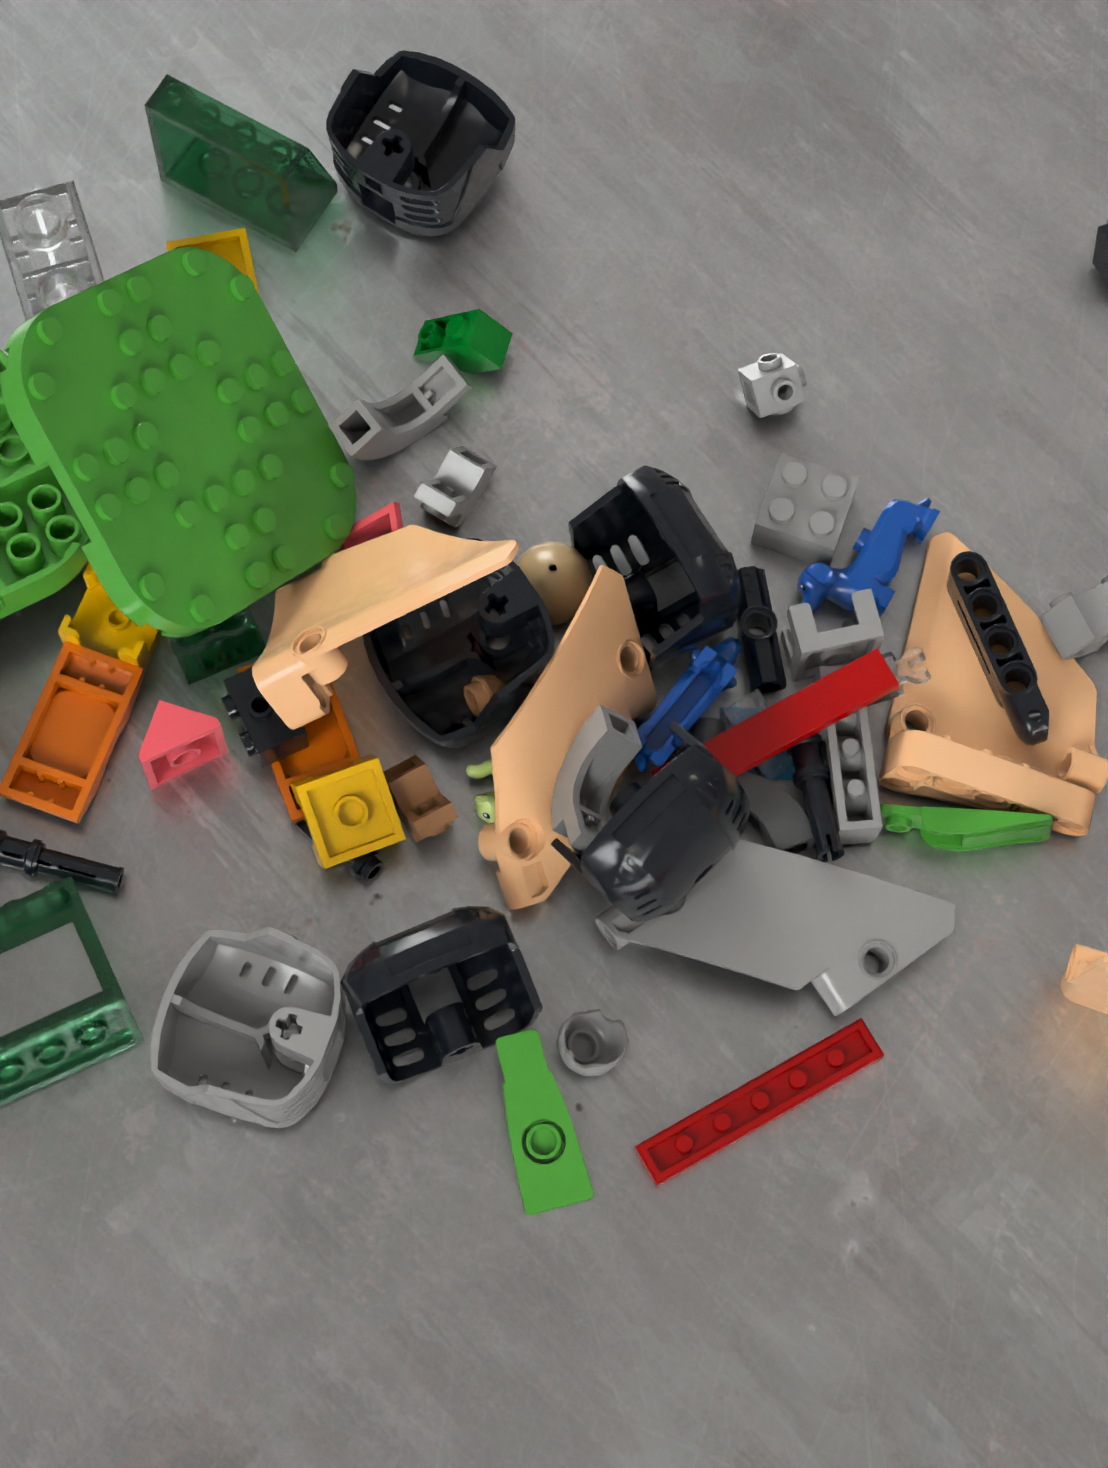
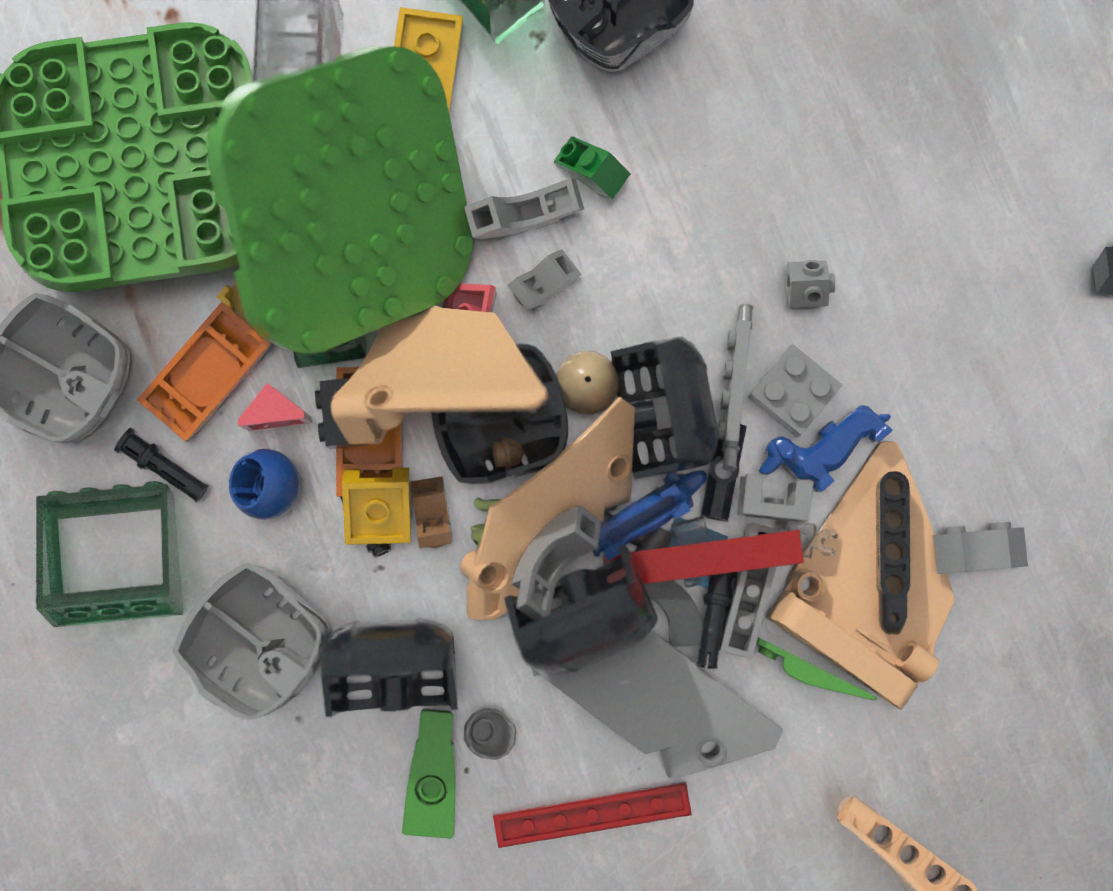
camera: 20 degrees right, 15 degrees up
(196, 833) = (264, 484): none -> blue wheel
(735, 534) = (733, 397): none -> light grey plate

